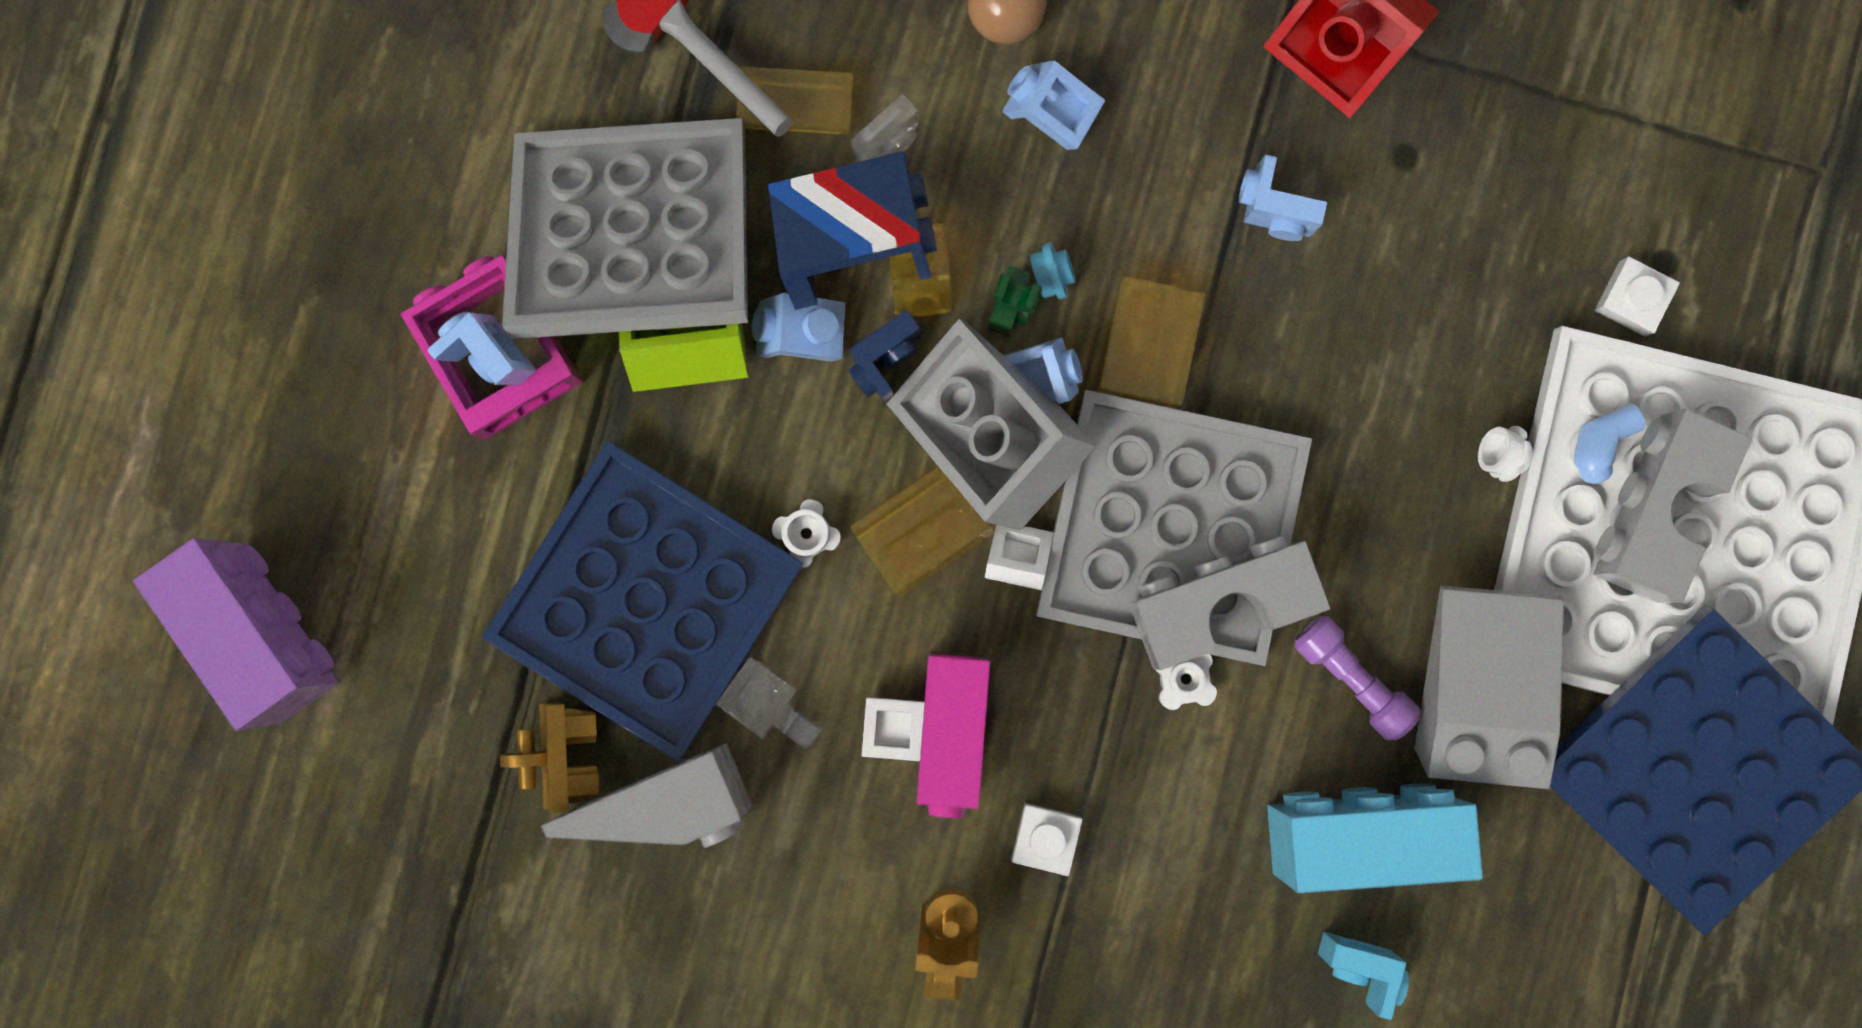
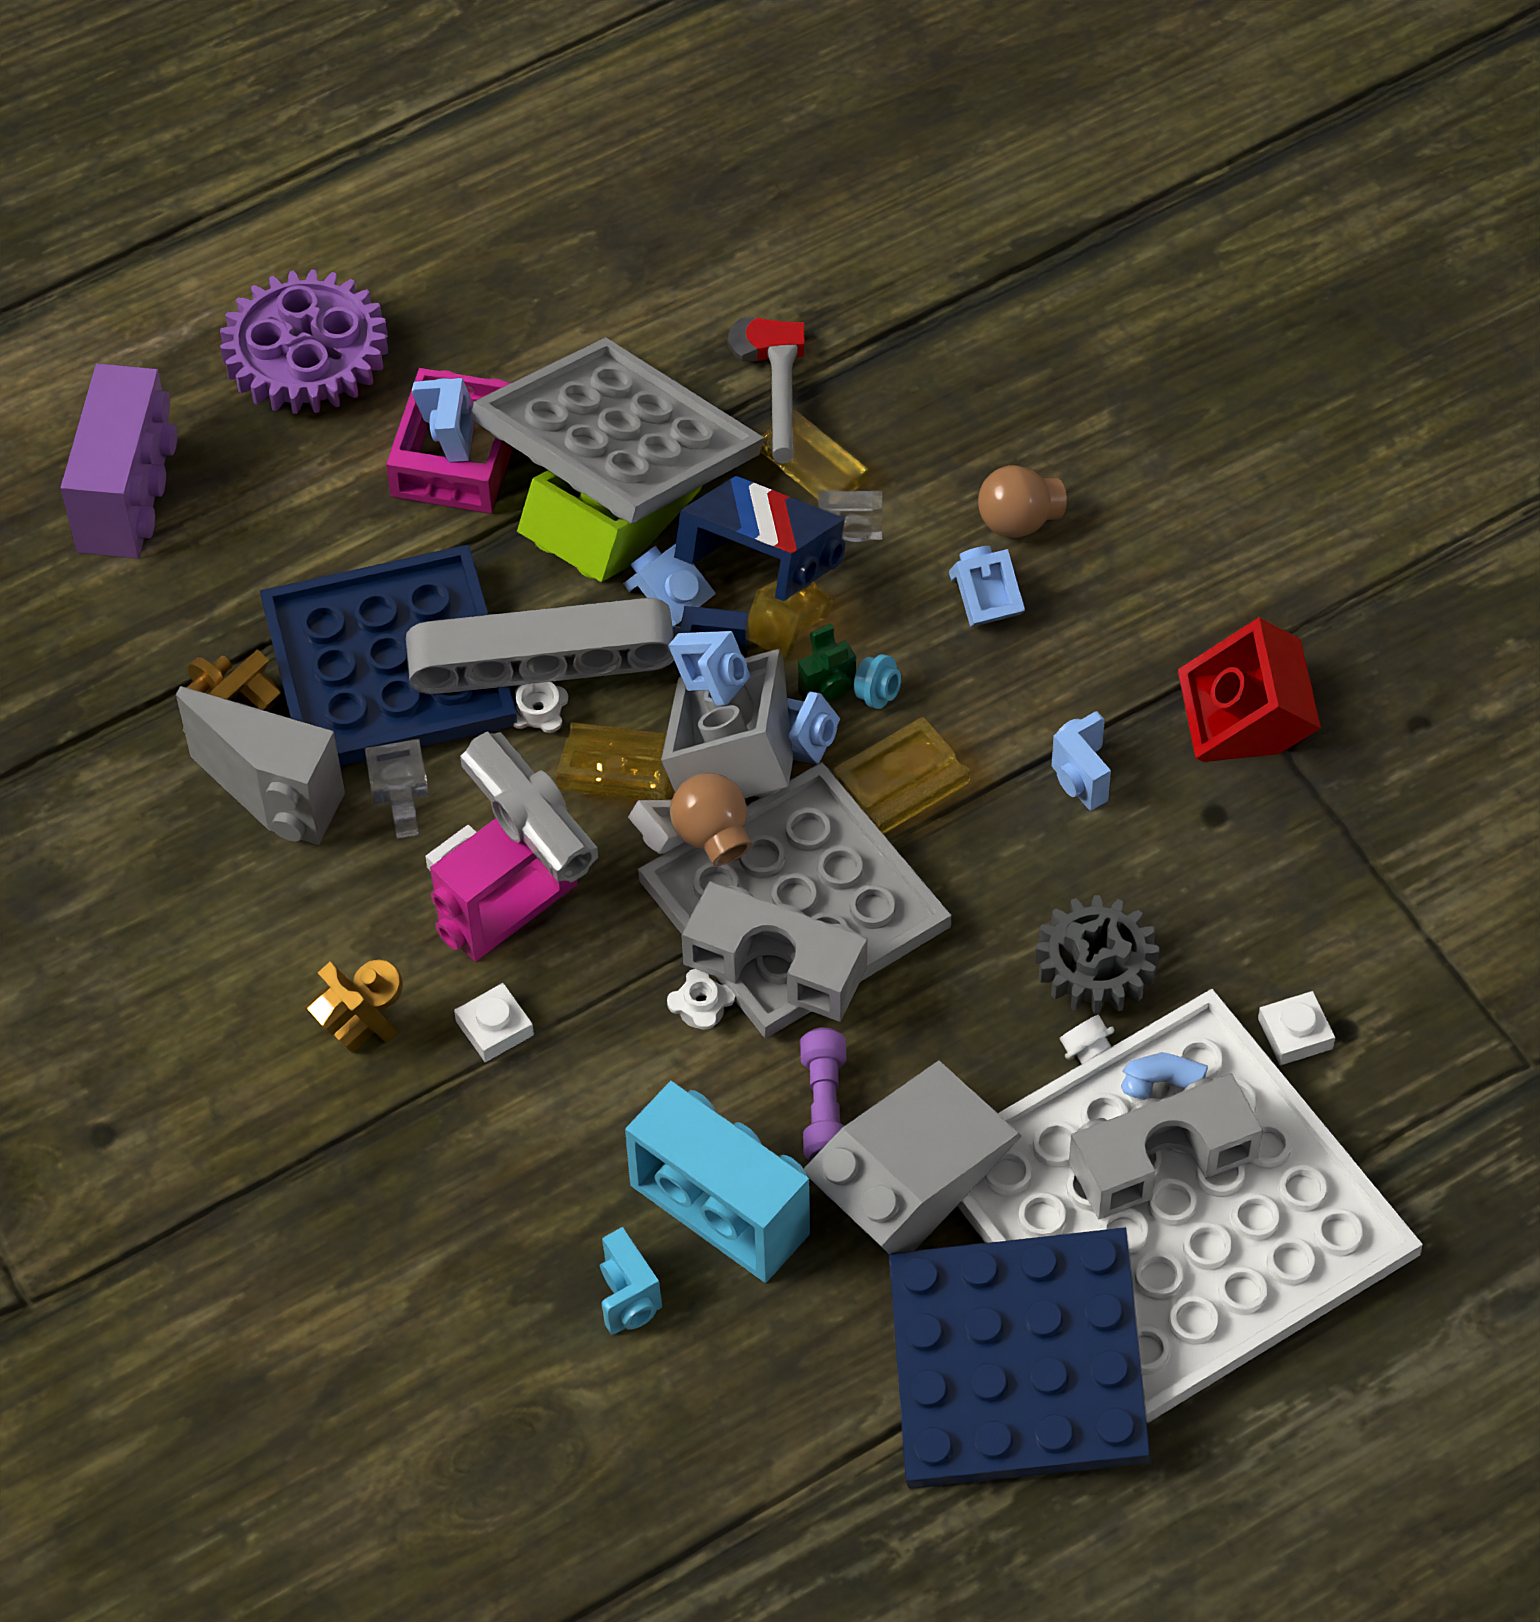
camera: 45 degrees right, 30 degrees down
(260, 312) = (304, 341): none -> medium lavender gear
(772, 494) = (539, 646): none -> light grey beam
(933, 385) = (710, 663): none -> light blue bracket
(955, 689) = (529, 807): none -> light grey piece
(1068, 533) = (711, 816): none -> medium nougat piece
(1453, 393) = (1112, 969): none -> dark grey gear

